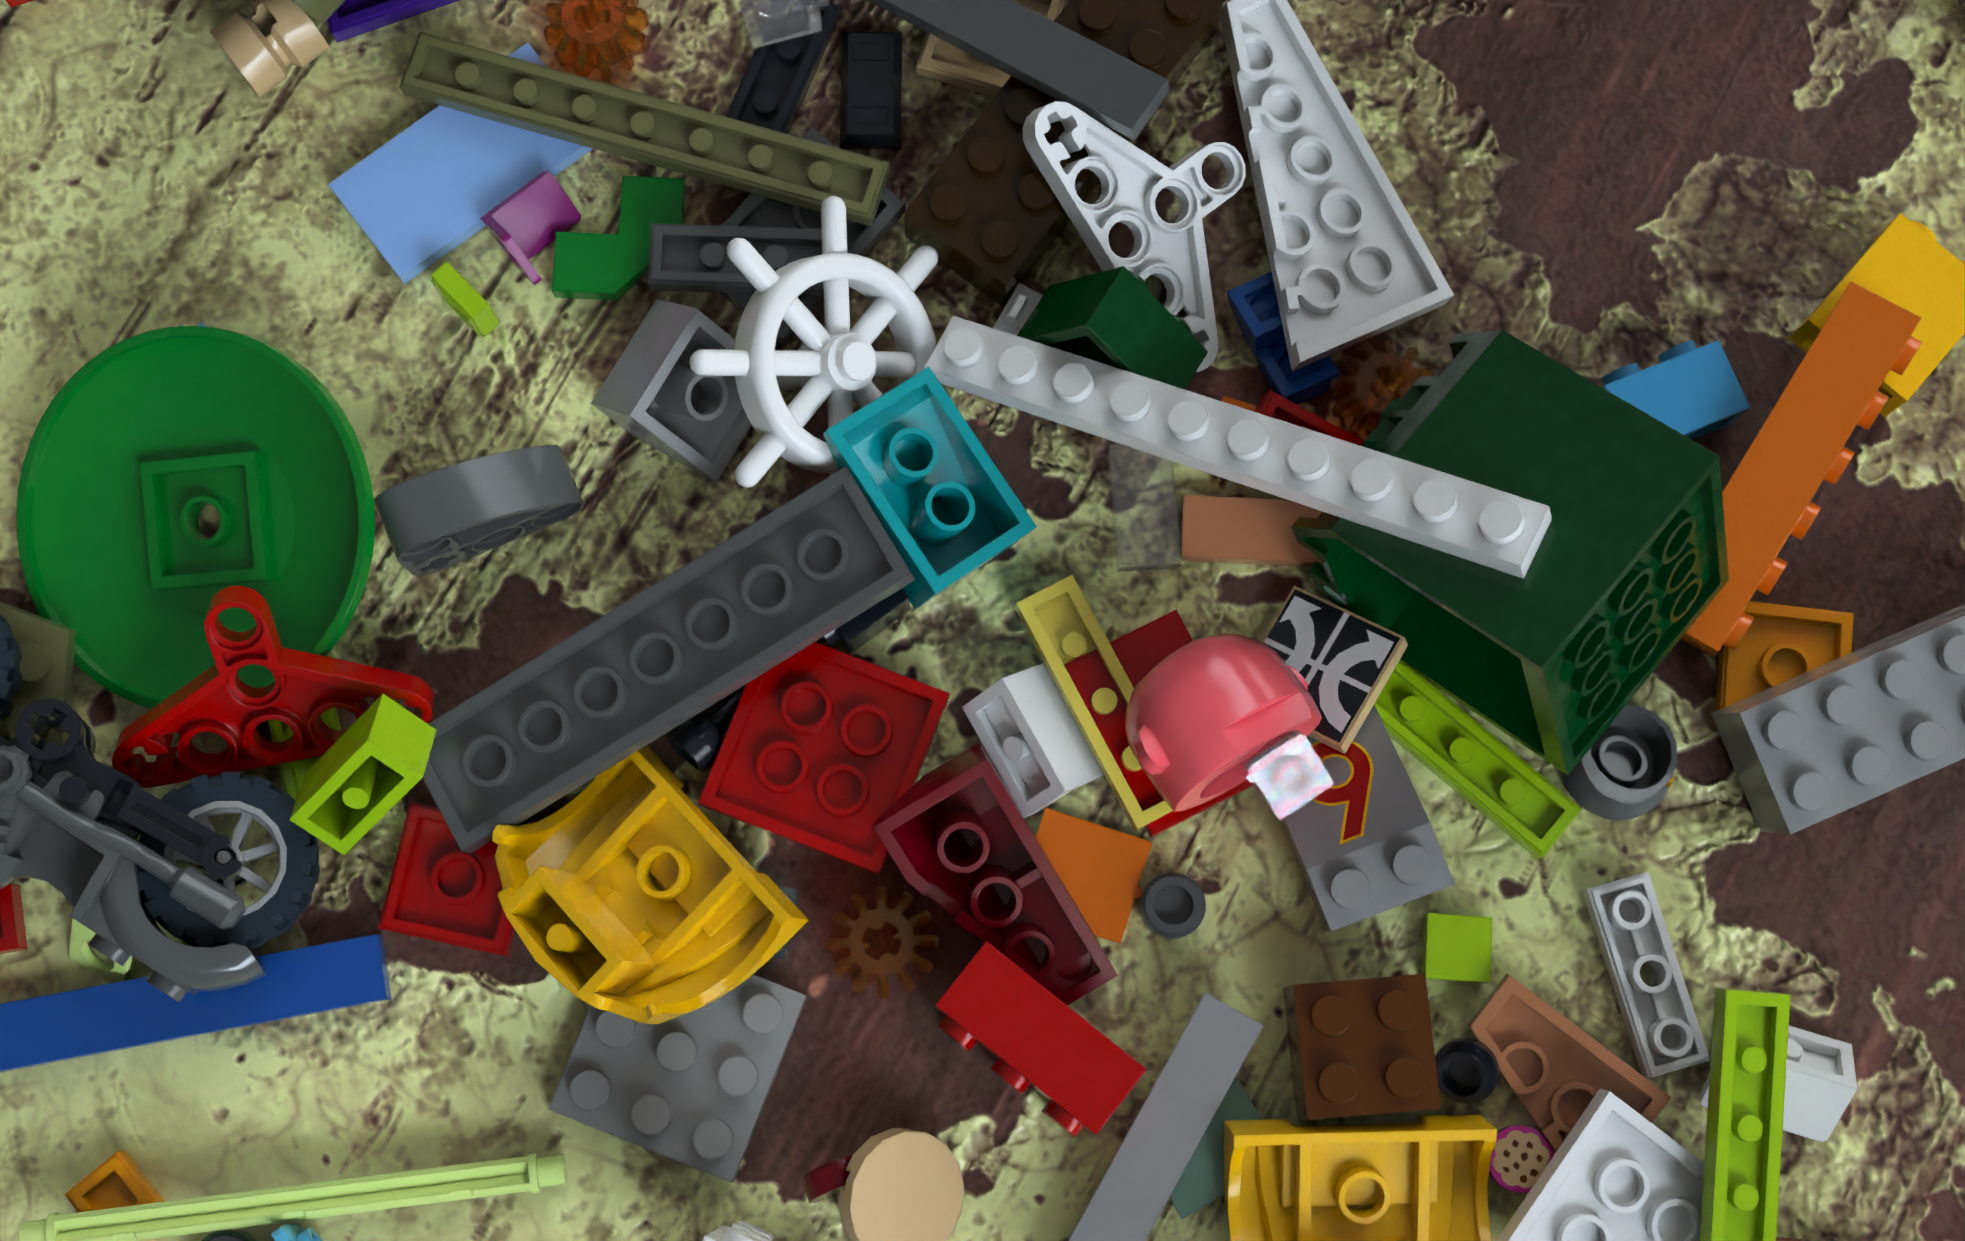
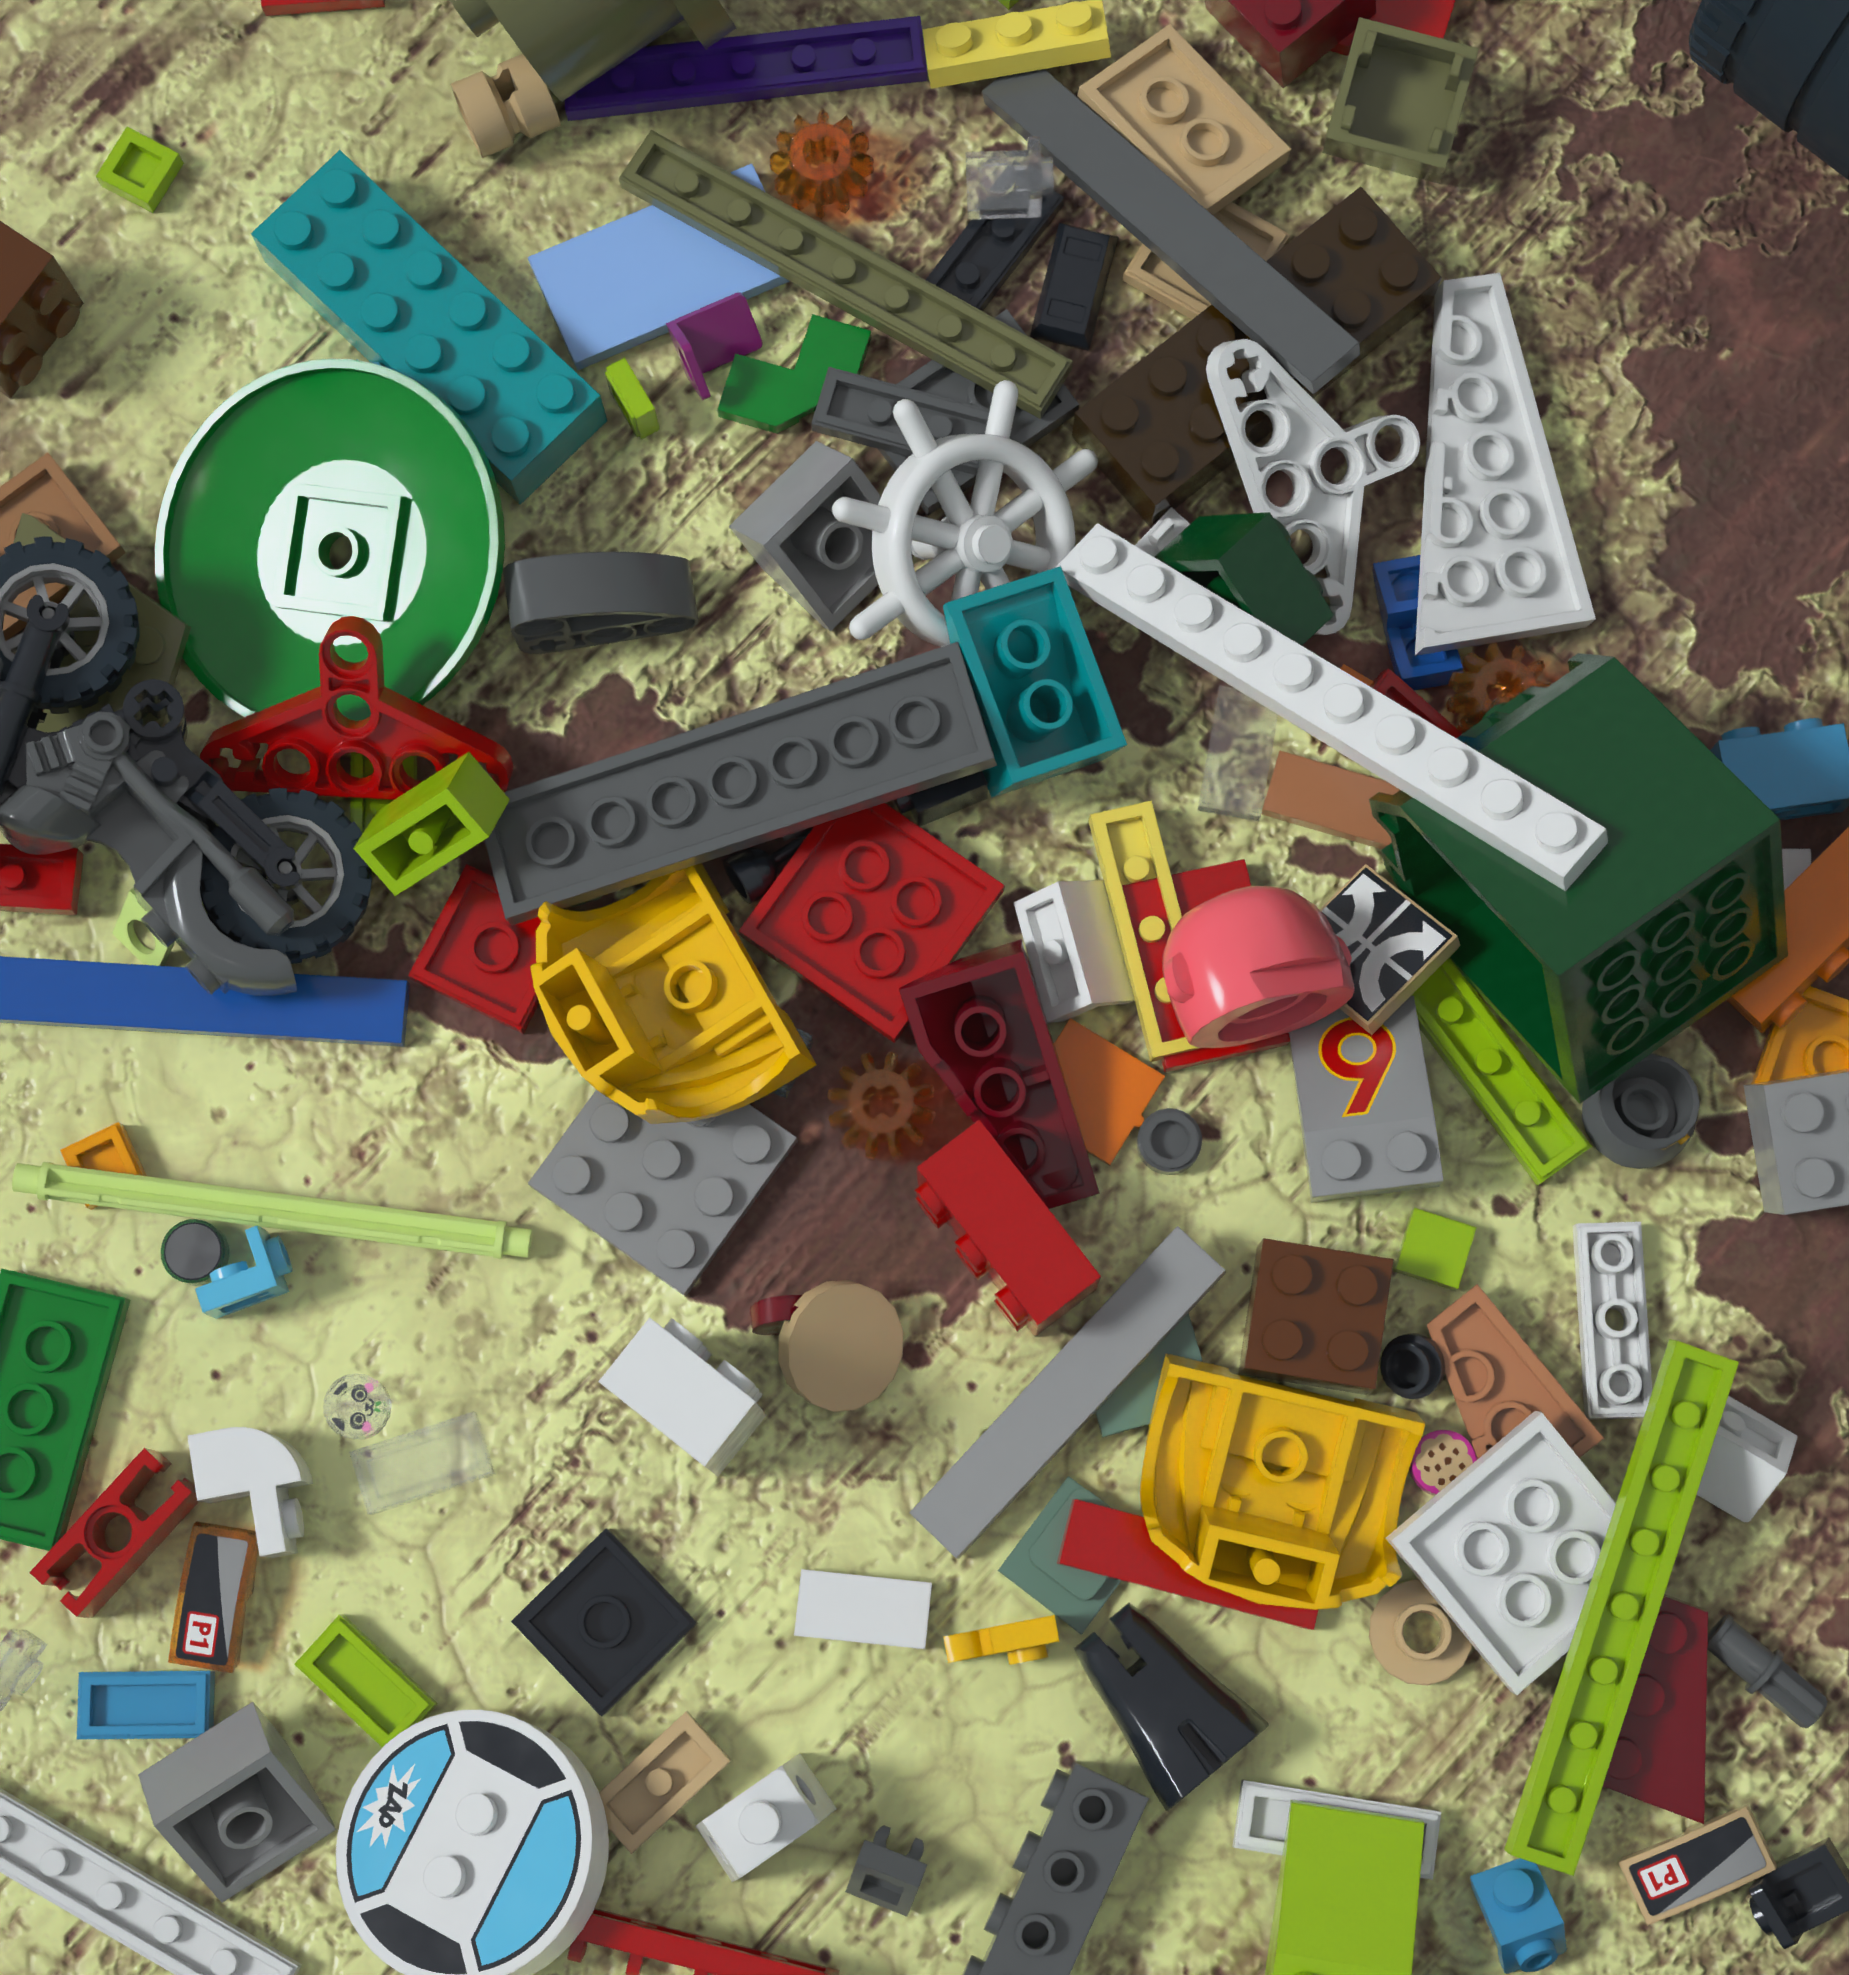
camera: 20 degrees right, 0 degrees up
(244, 271) = (430, 319): none -> teal brick
(1288, 775) = (1307, 1036): clear bracket -> none

